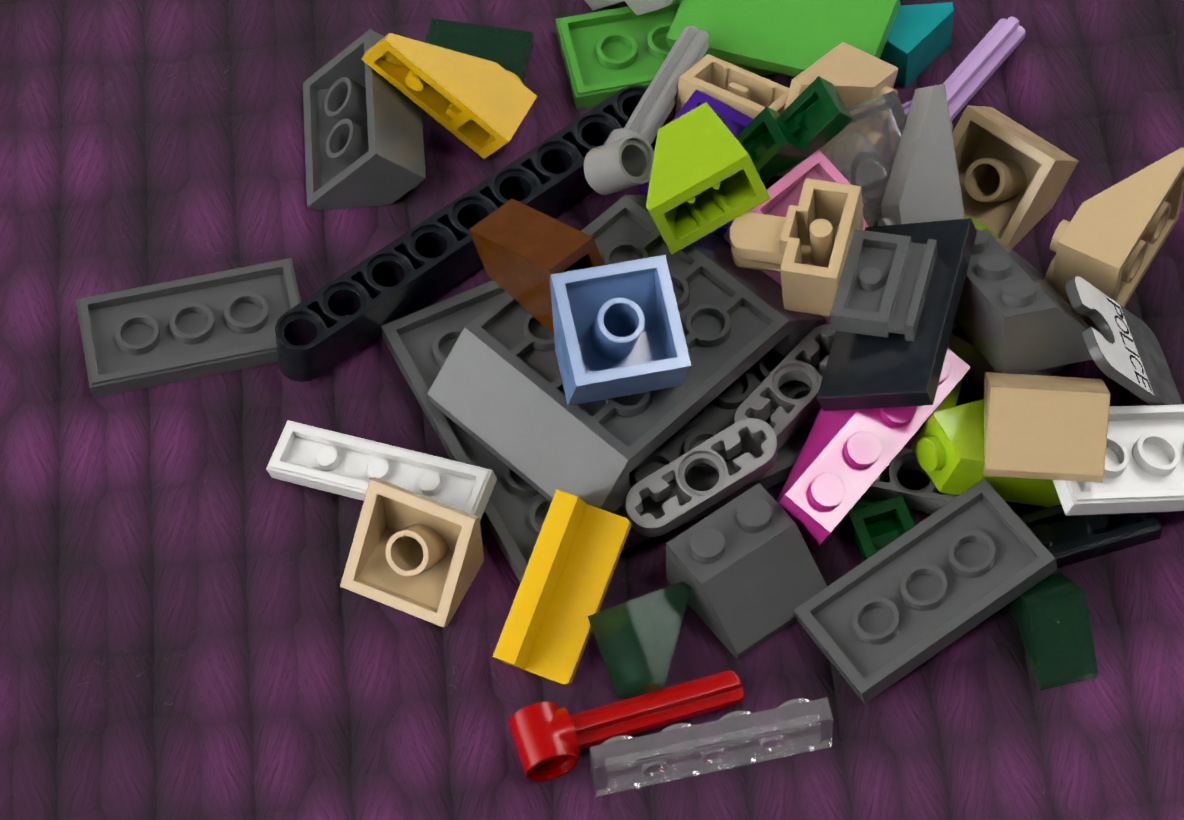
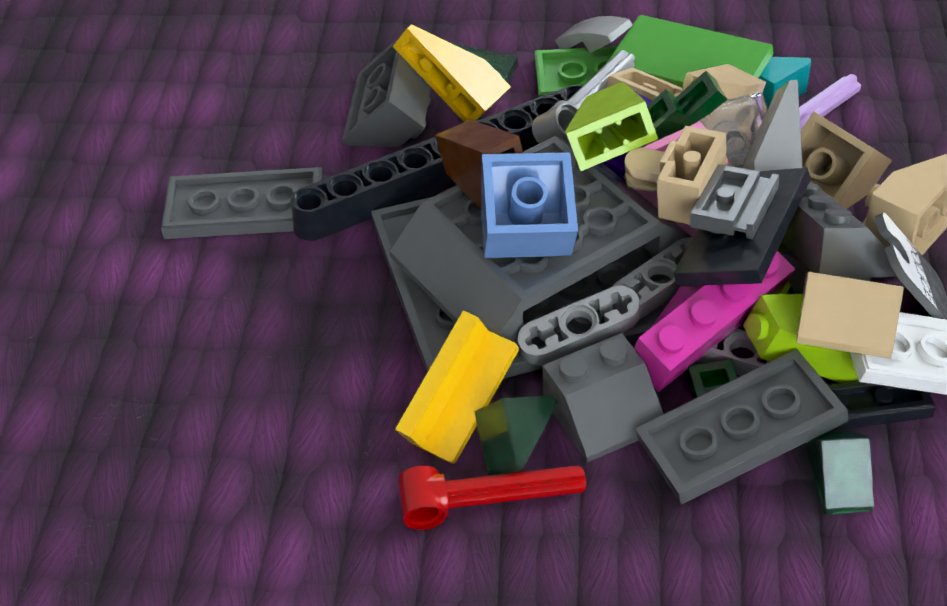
camera: 10 degrees right, 10 degrees down
(347, 463) = (348, 303): white tile -> none
(413, 553) = (357, 355): tan slope -> none
(712, 746) = (553, 518): clear plate -> none

